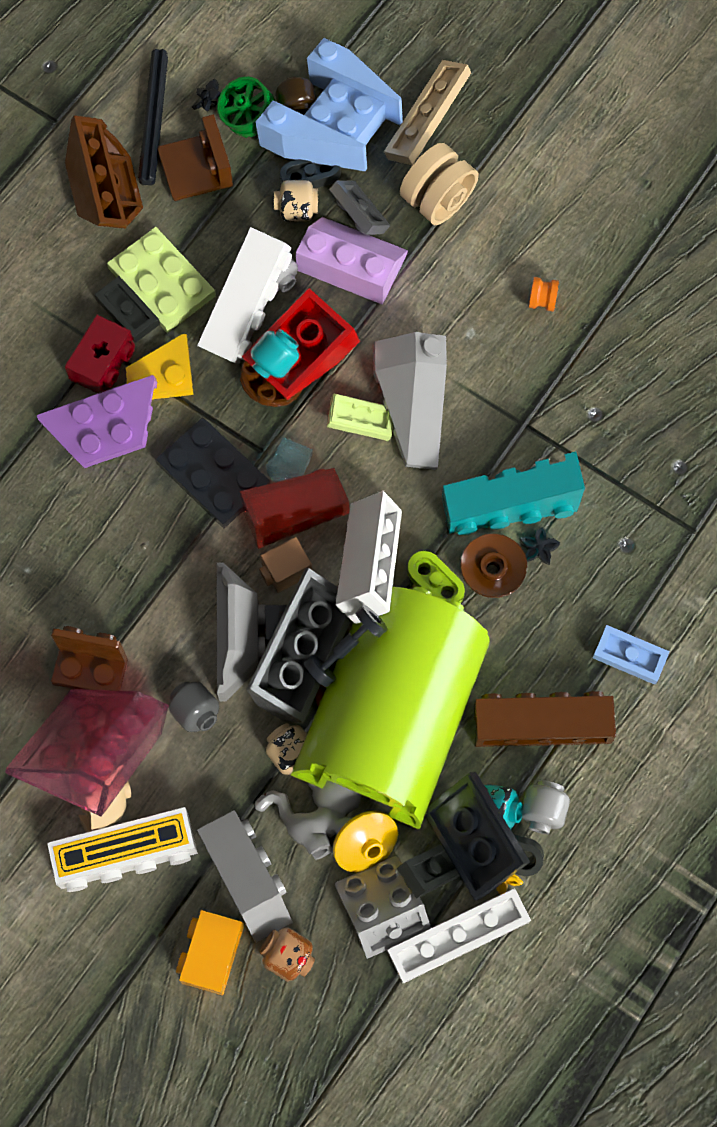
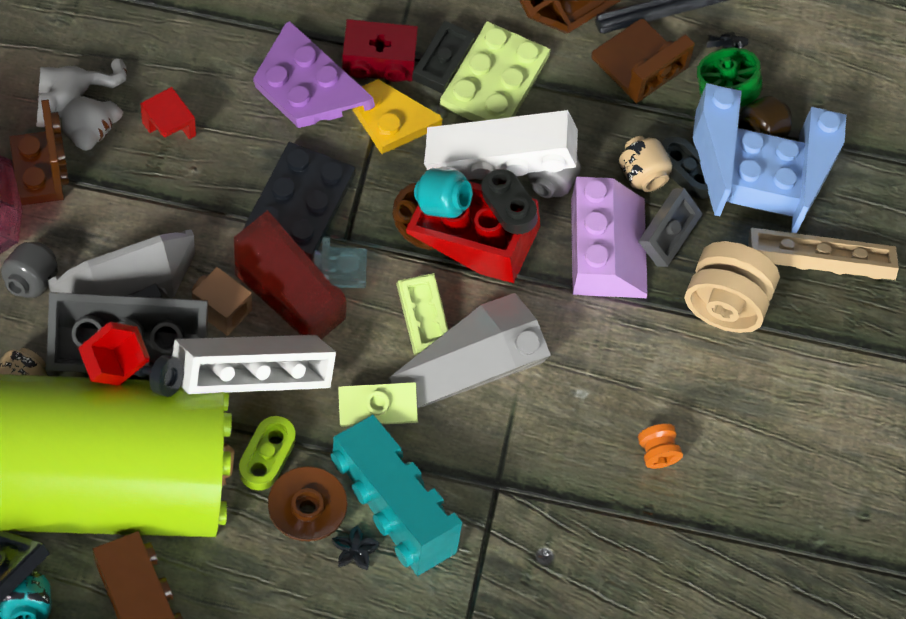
camera: 60 degrees right, 10 degrees down
(61, 609) = (82, 118): none -> light grey animal
(91, 543) = (167, 114): none -> red panel
(302, 309) = (506, 199): none -> pearl dark grey plate
(338, 654) = (114, 353): none -> red panel
(427, 481) = (387, 402): none -> yellowish green plate

